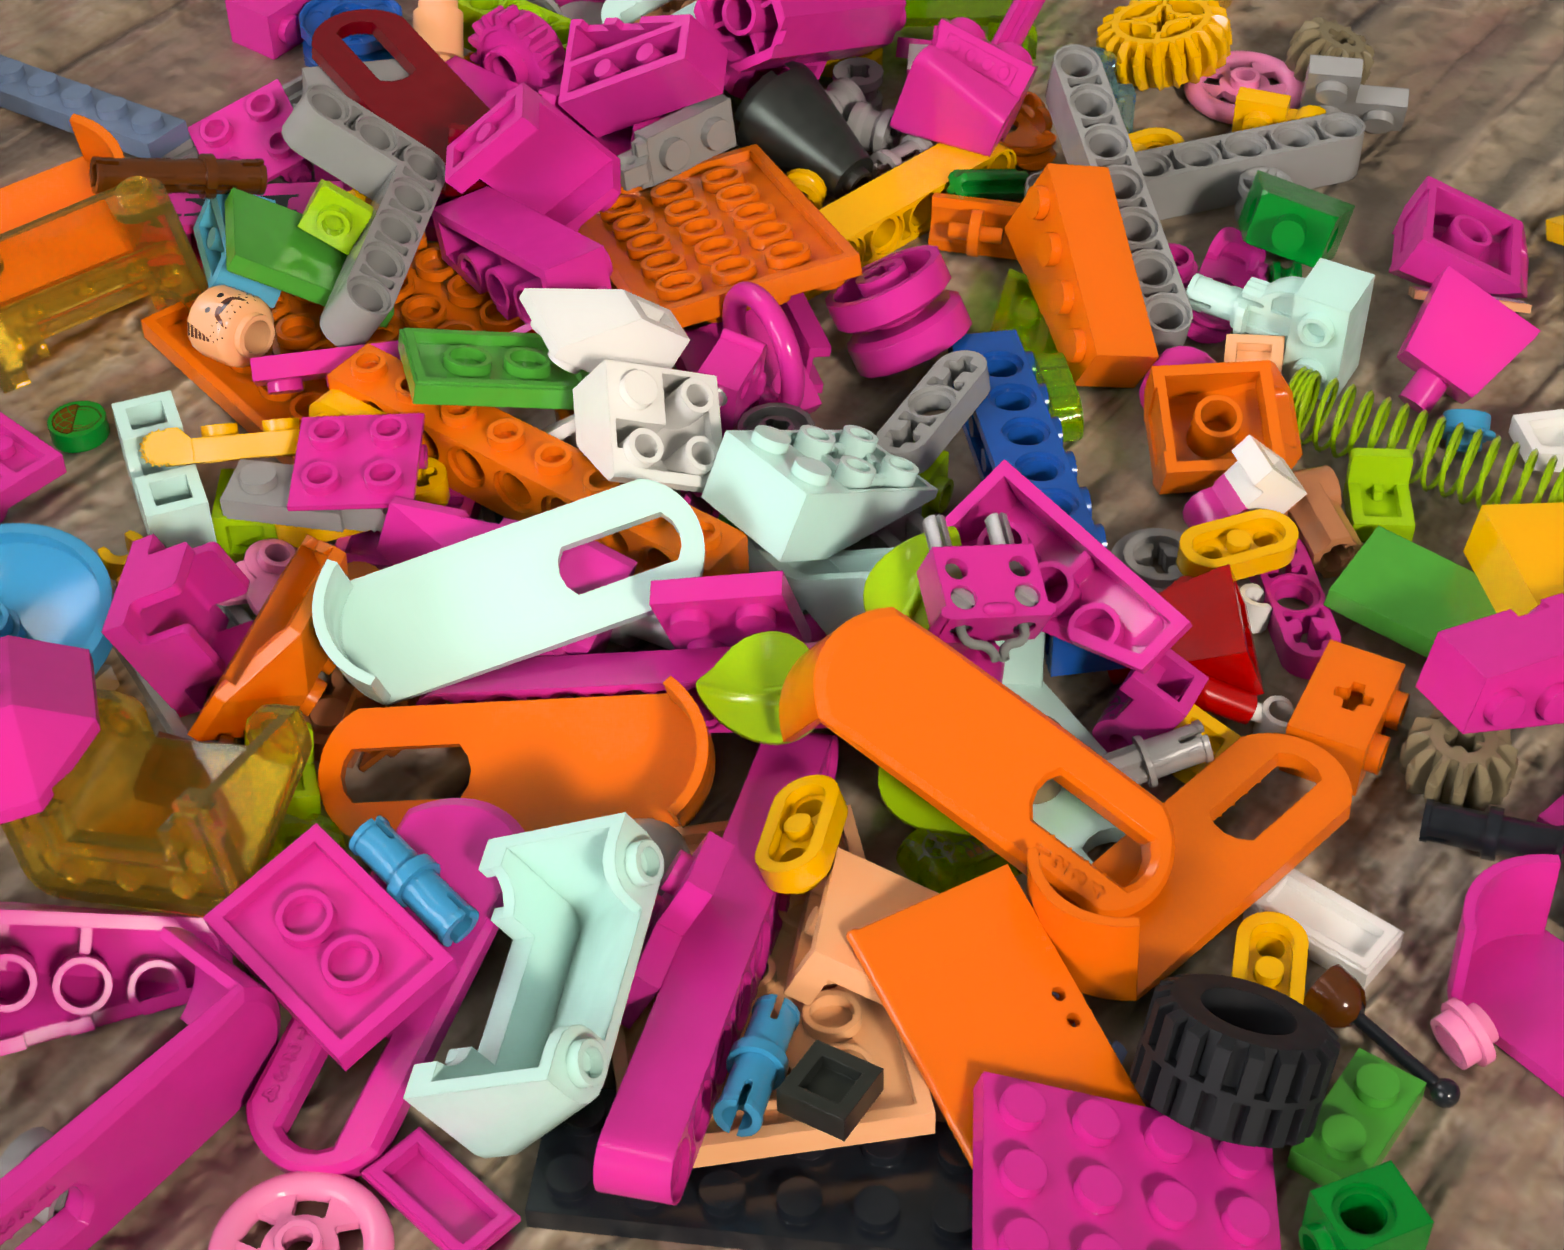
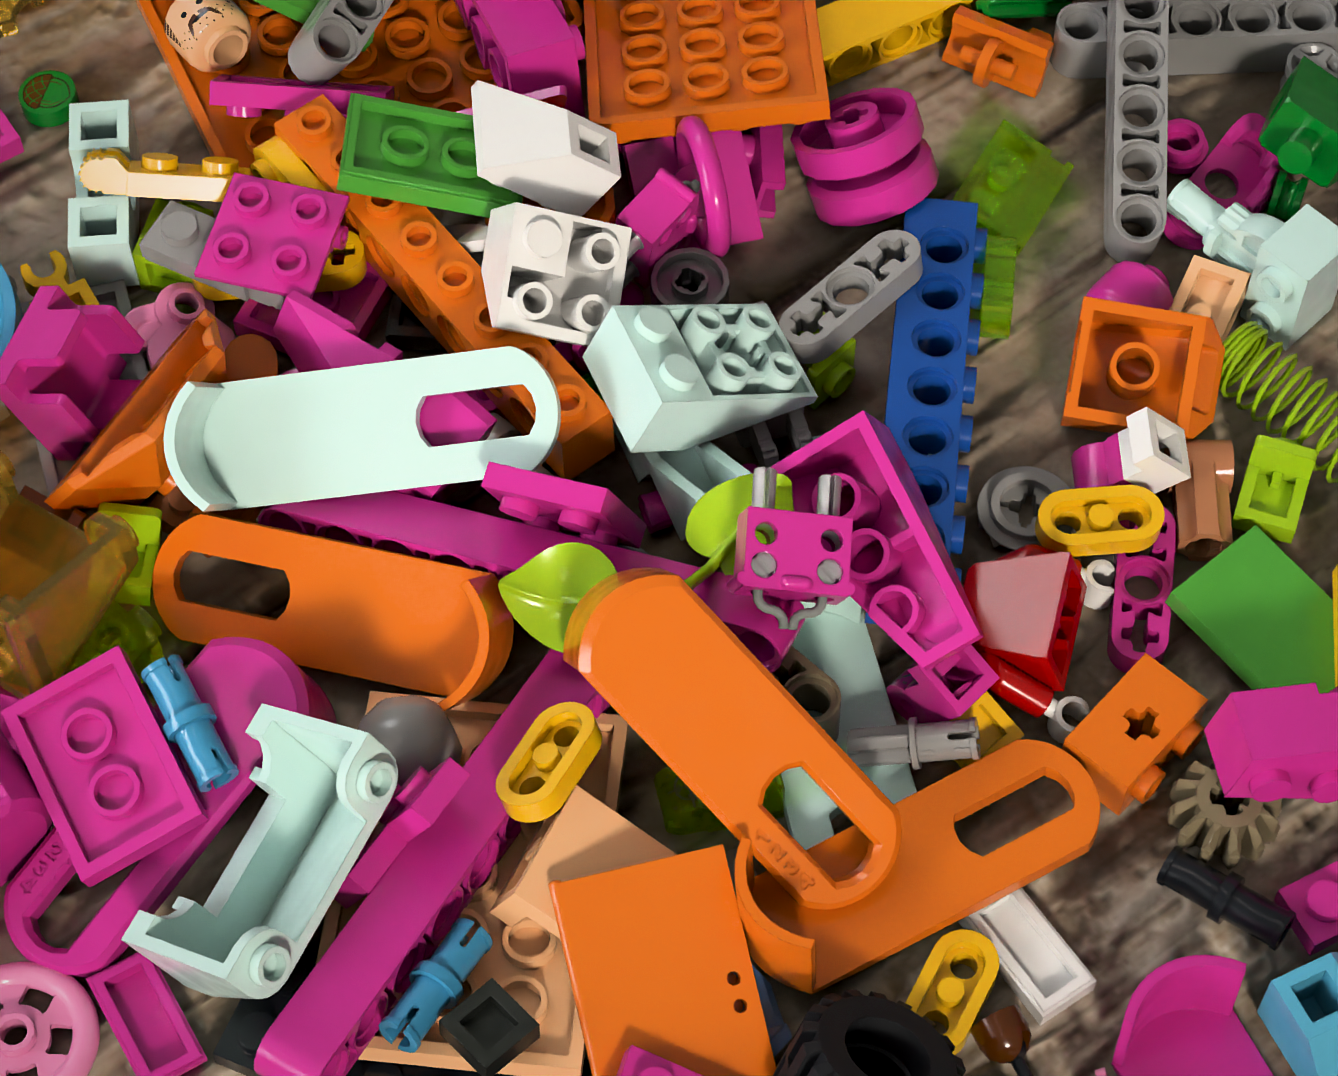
camera: 15 degrees right, 15 degrees up
(1084, 275) = (1069, 155): orange wedge -> none

